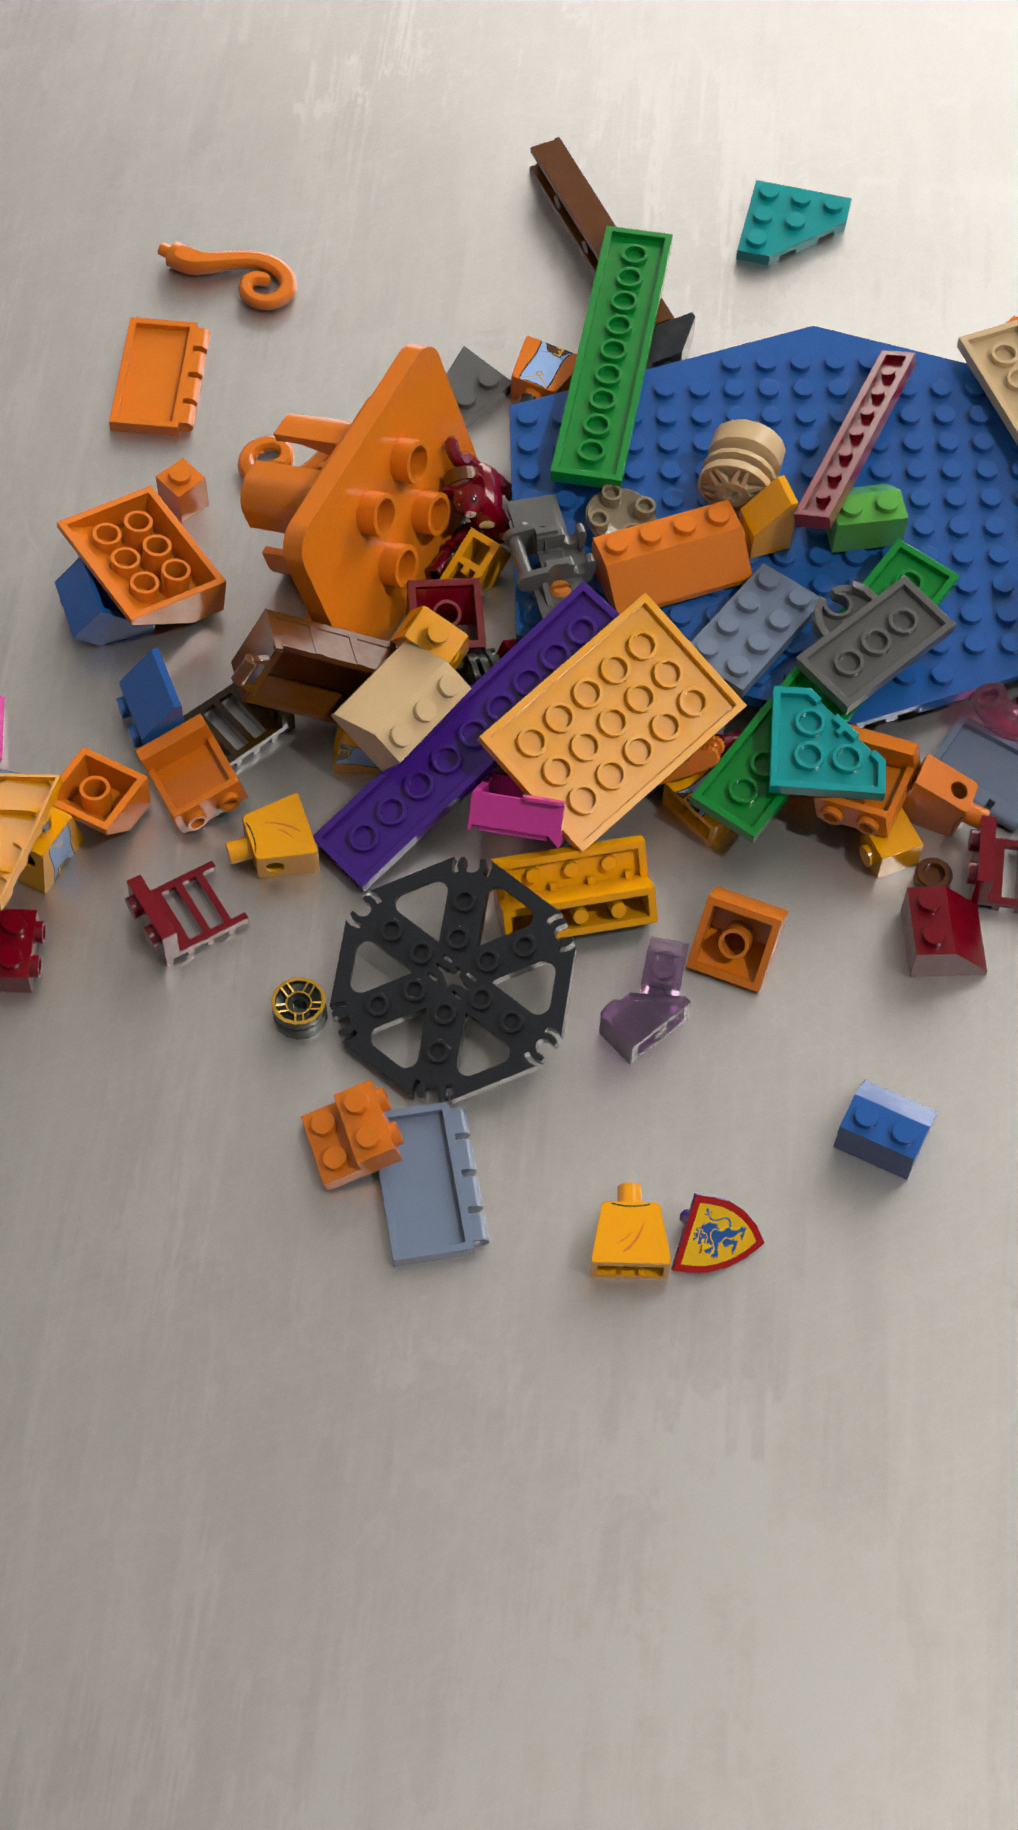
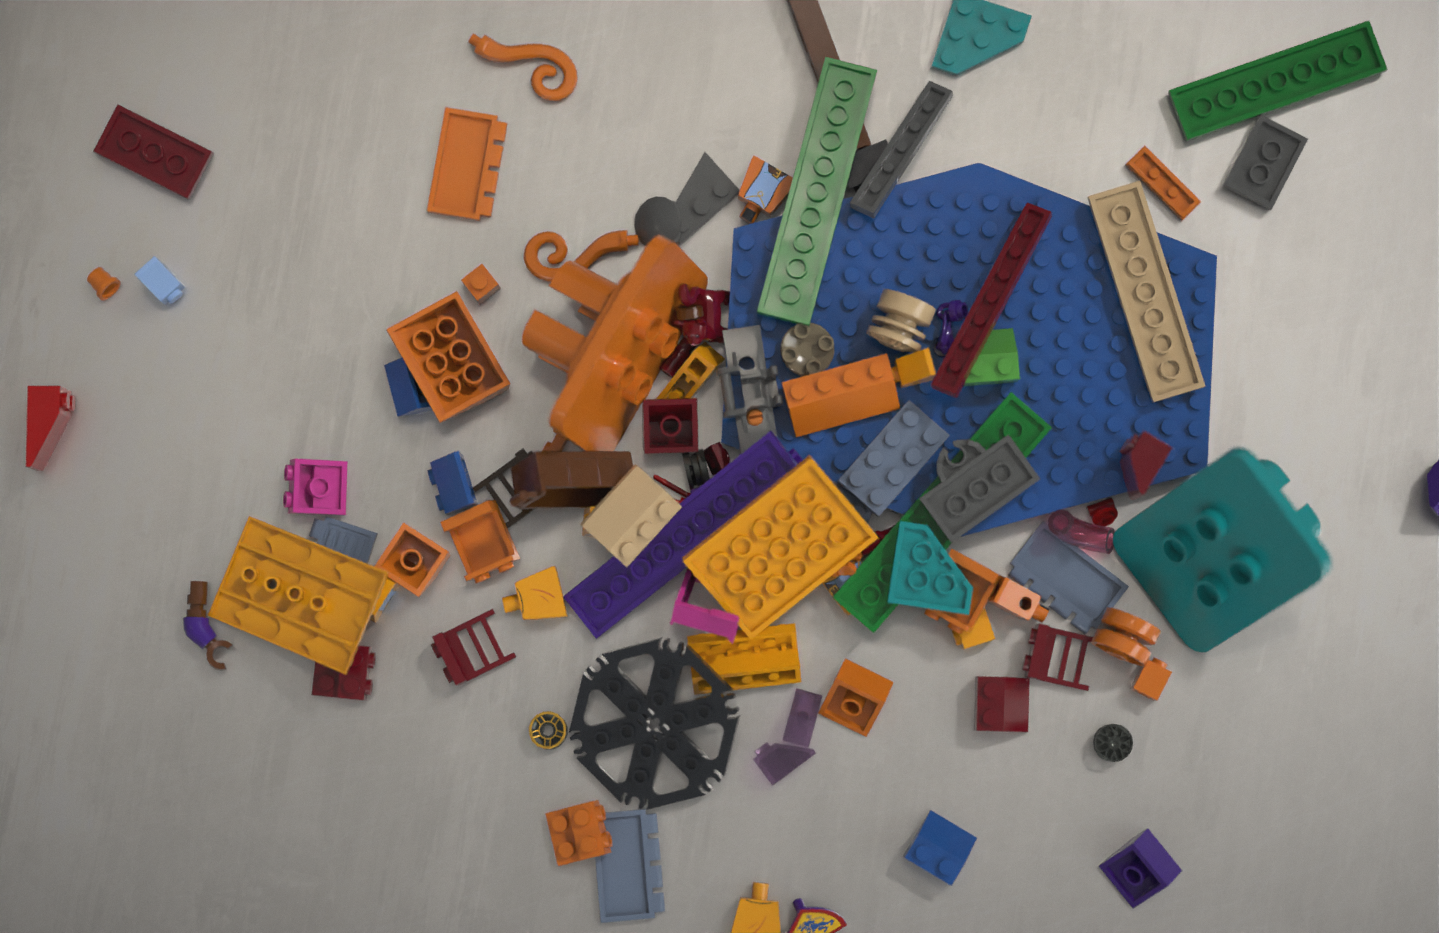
camera: 10 degrees right, 25 degrees up
(433, 634) = (659, 458): light orange torso -> none
(712, 319) = (901, 149): none -> dark grey plate
(810, 463) = (957, 311): none -> dark purple piece
(932, 873) = (1001, 653): reddish brown tile -> none

